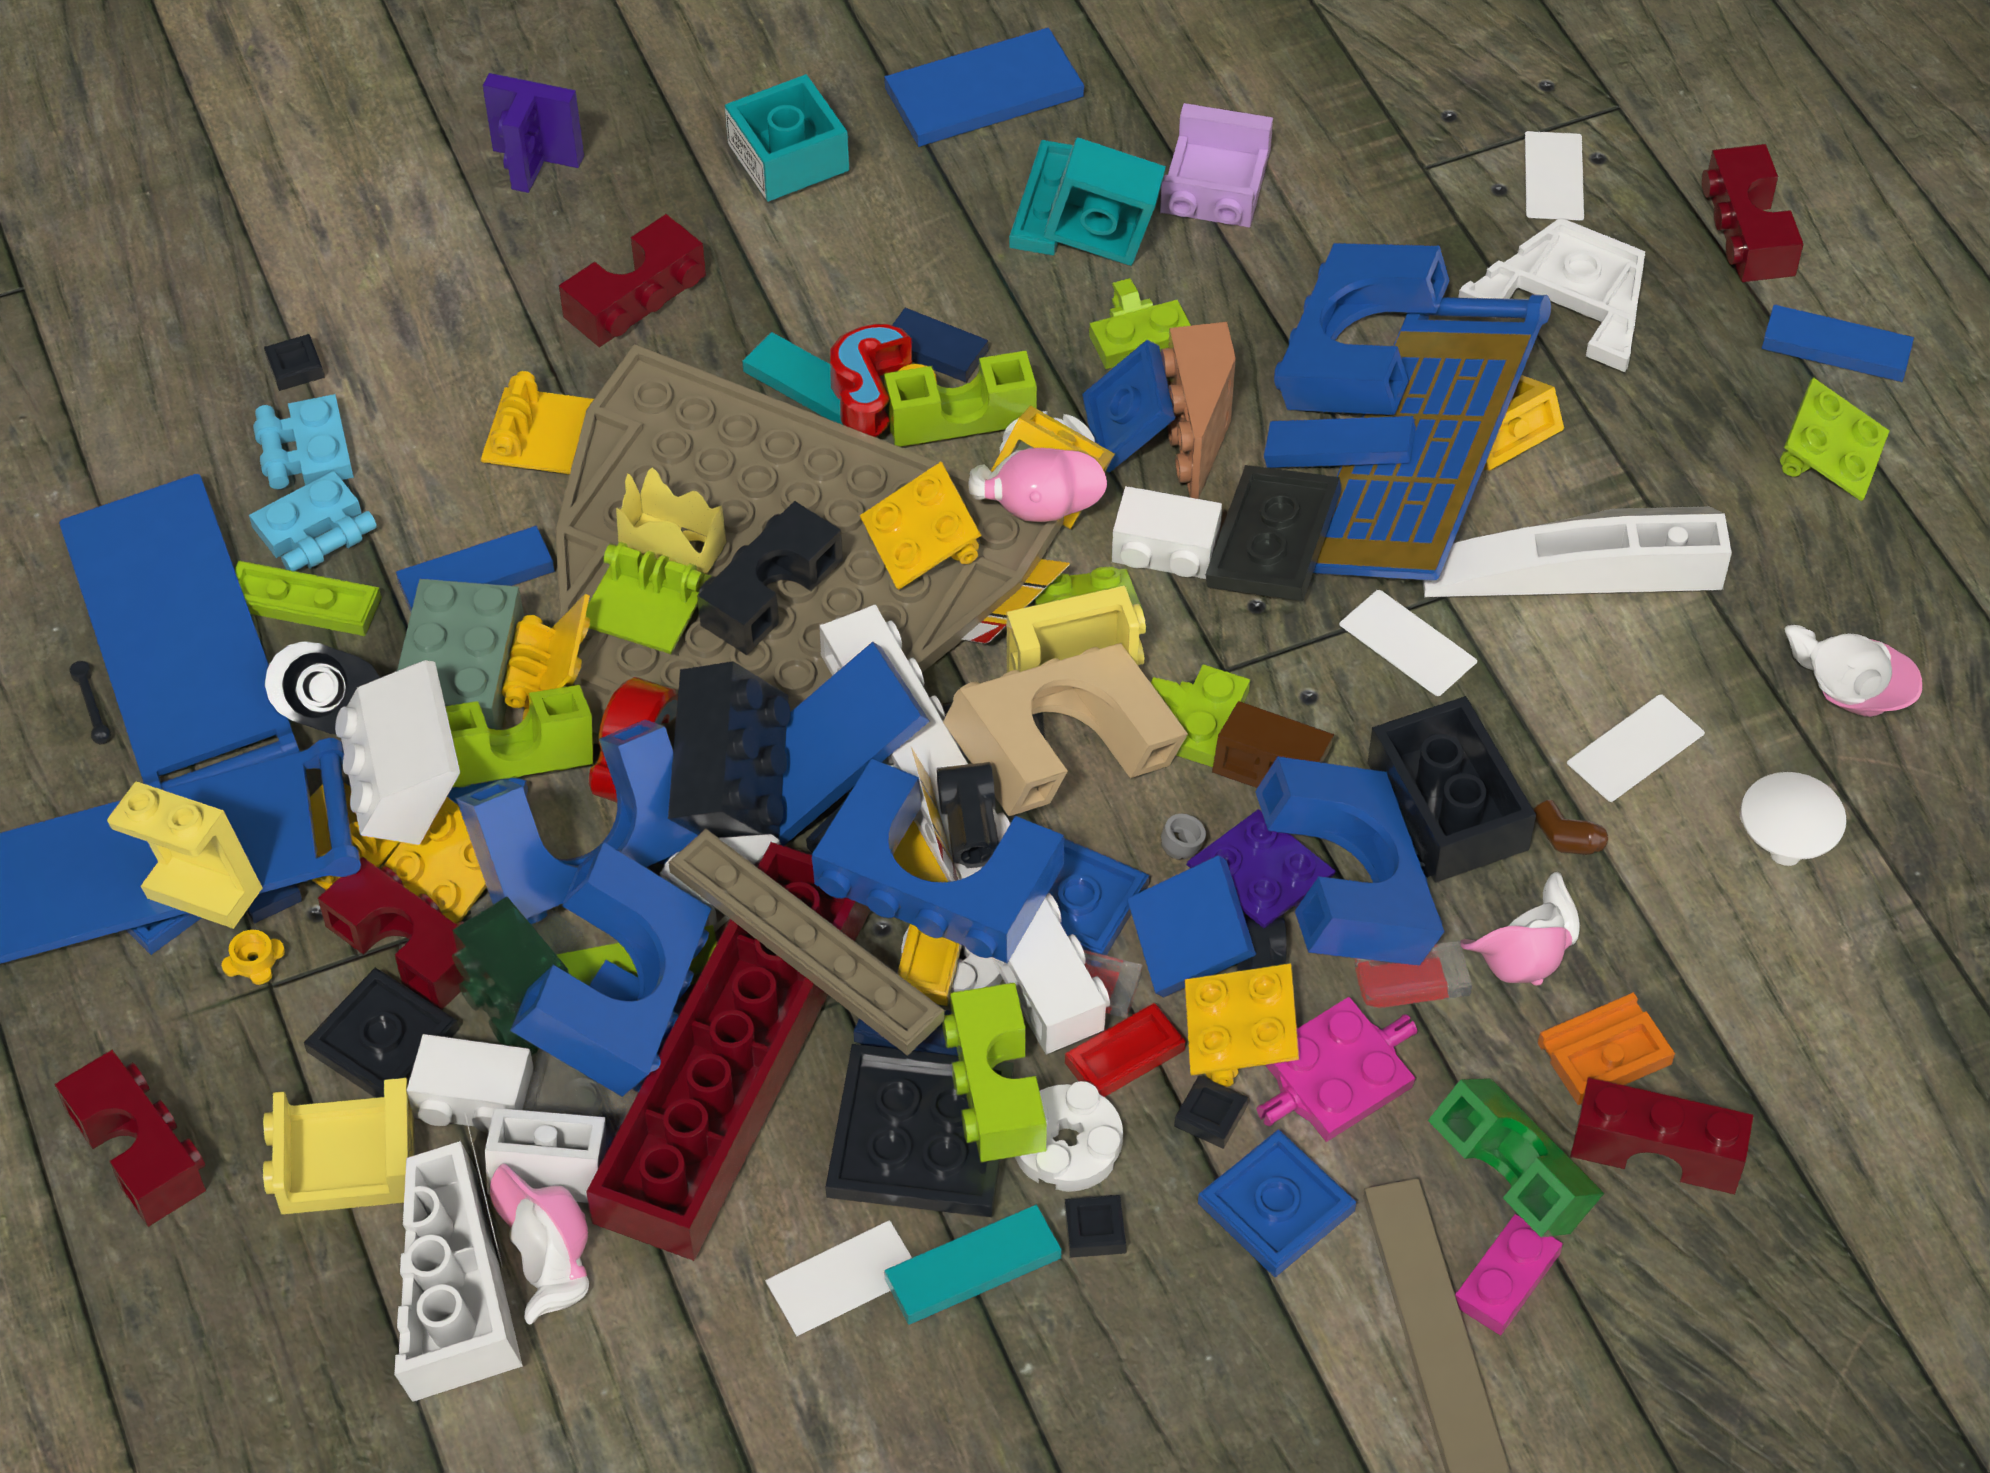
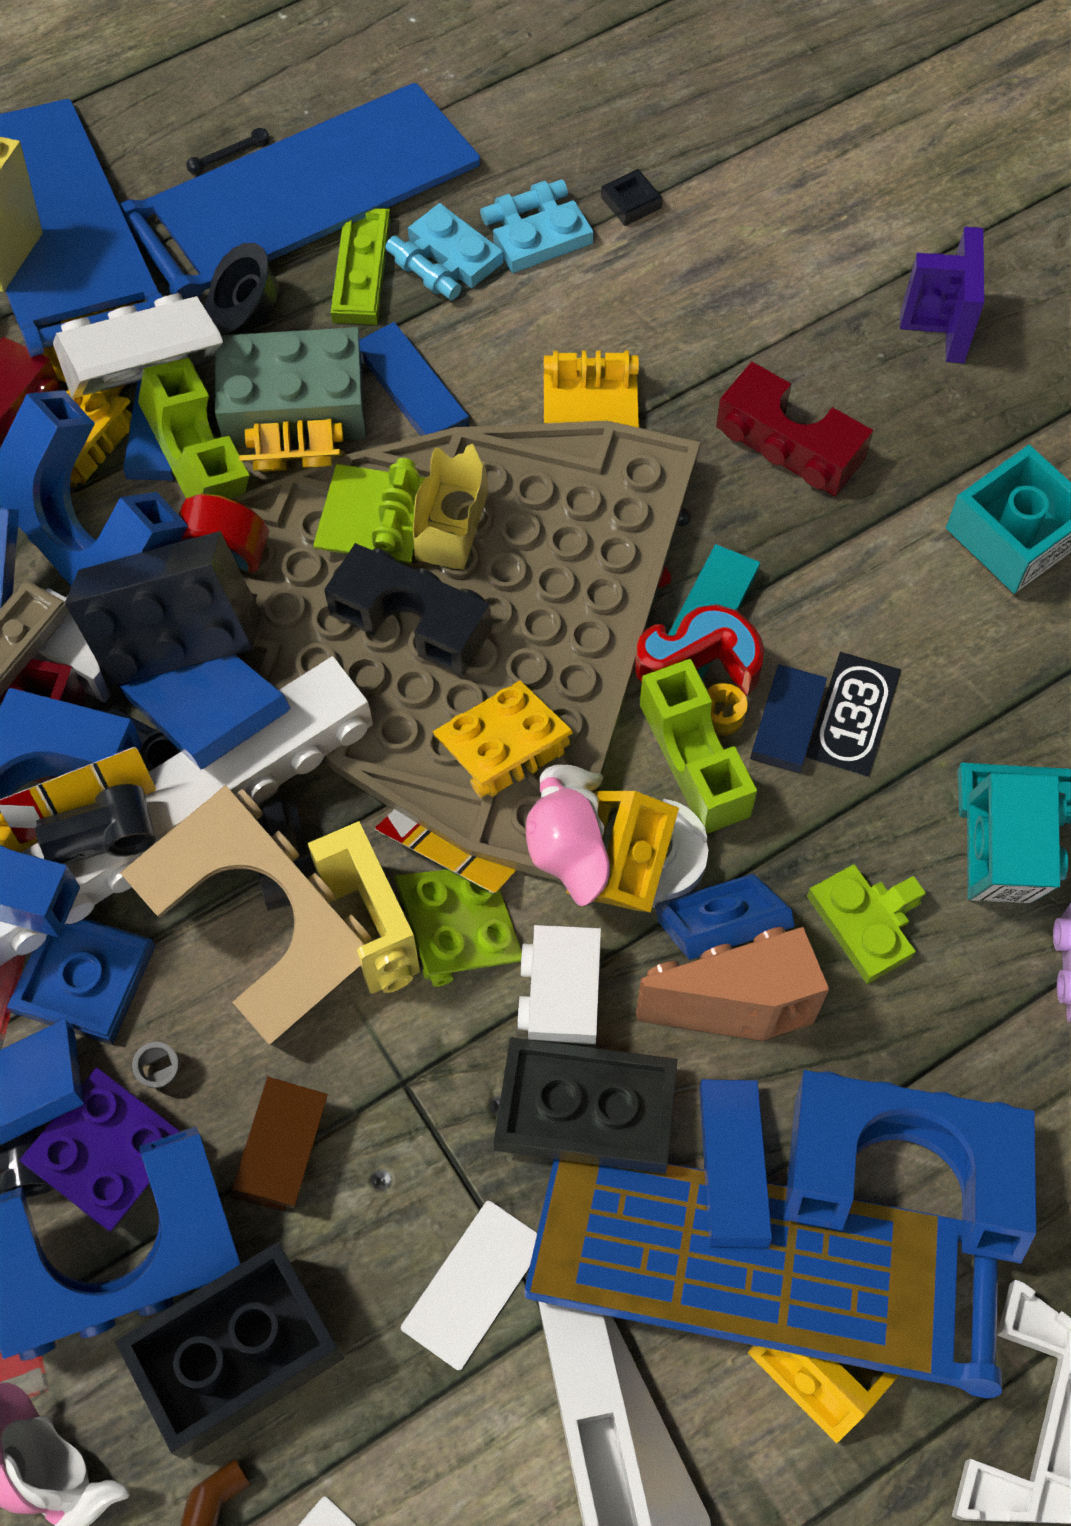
camera: 80 degrees right, 10 degrees up
(937, 300) = (853, 714): none -> black sticker
(1203, 708) = (336, 1062): lime hinge -> none

